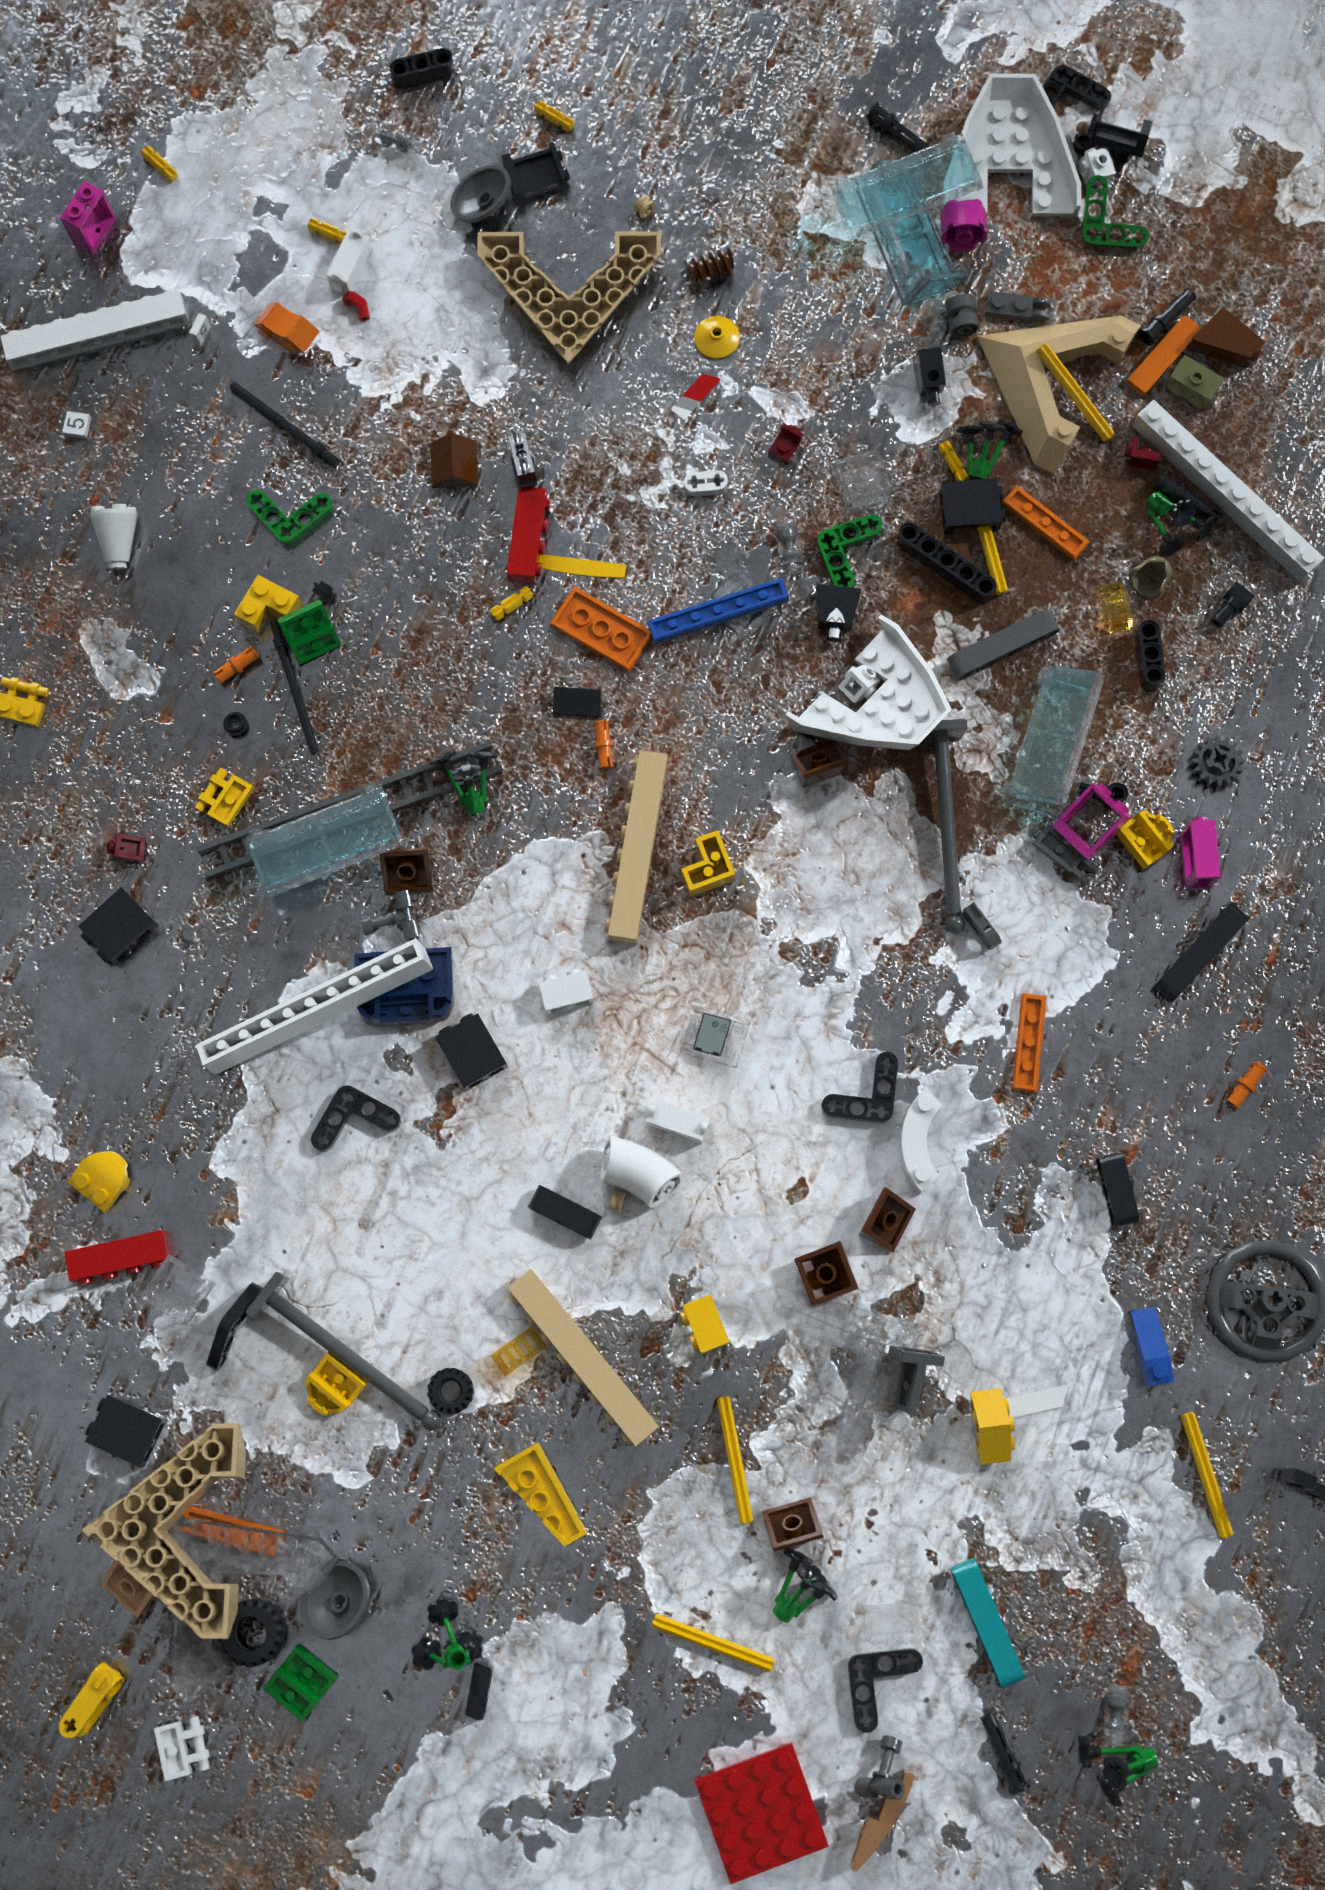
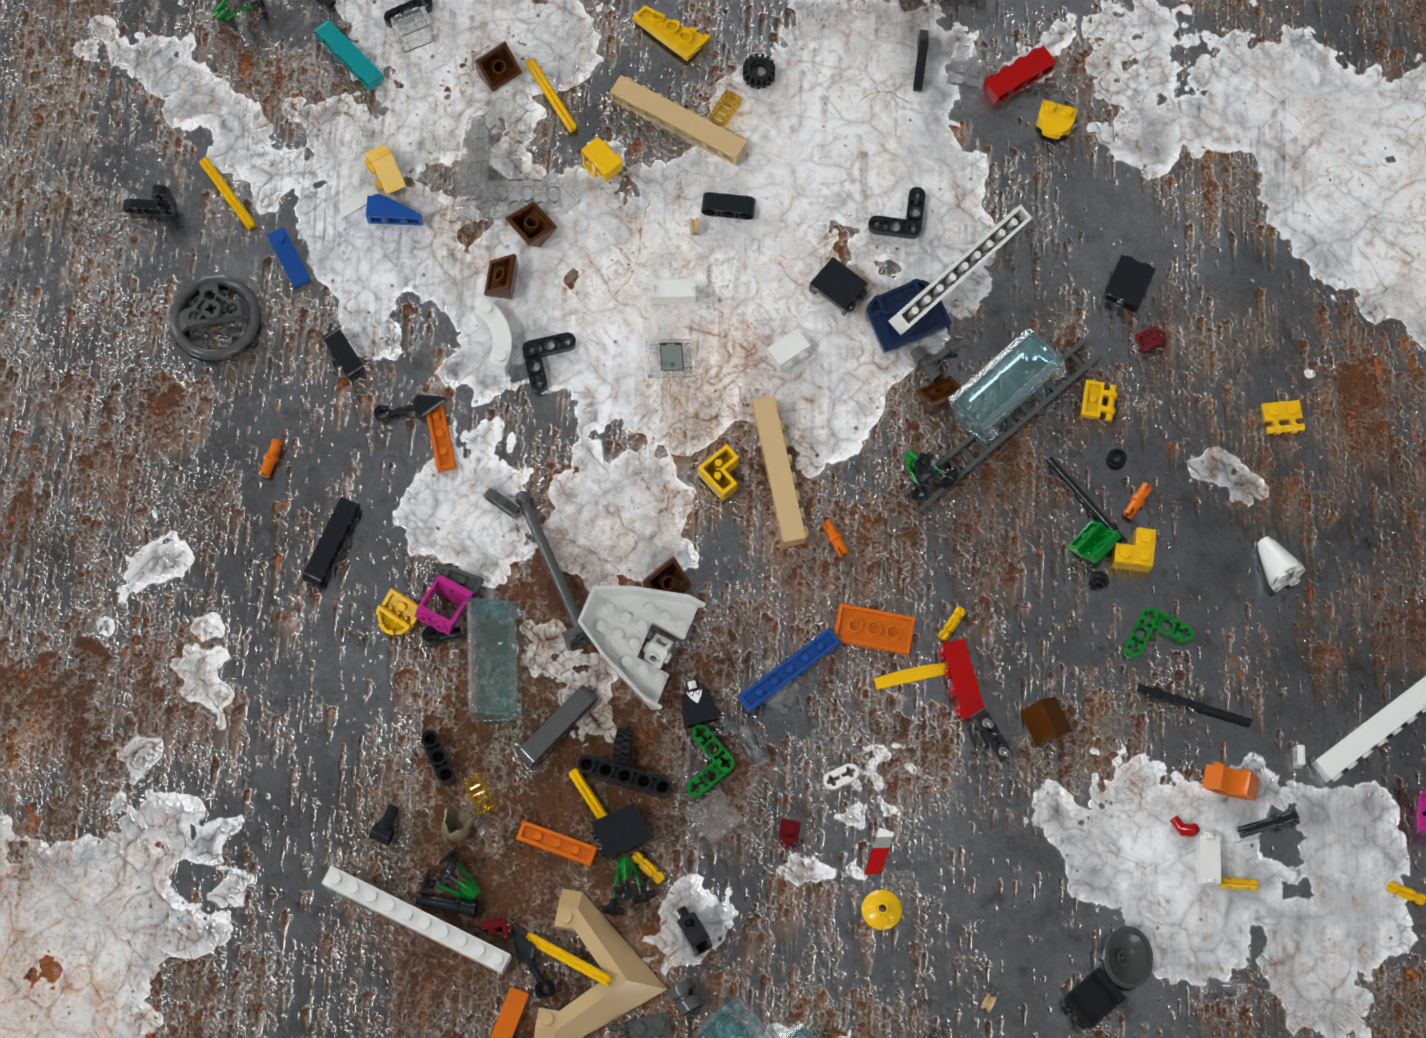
camera: 155 degrees right, 5 degrees down
(76, 425) = (1354, 644): white tile -> none
(257, 275) = (1278, 821): none -> black pin
(269, 1296) = (904, 81): dark grey piece -> none
(333, 1386) = (838, 47): yellow slope -> none
(572, 319) = (1010, 869): tan wedge -> none
(577, 701) = (869, 565): black slope -> none
(639, 1171) = (688, 245): white brick -> none
(709, 267) = (911, 963): reddish brown piece -> none
(811, 1577) = (474, 29): plant -> none
(912, 1375) = (452, 188): dark grey bracket -> none
(938, 591) = (622, 746): none -> black tyre
(1005, 1367) = (387, 211): none -> blue slope
(1040, 1086) = (421, 405): none -> black piece
(1116, 420) = (525, 952): none -> black piece
(1194, 382) = (471, 1009): olive brick -> none
(1200, 853) = (353, 609): dark pink window -> none
(1225, 756) = (366, 686): dark grey gear -> none

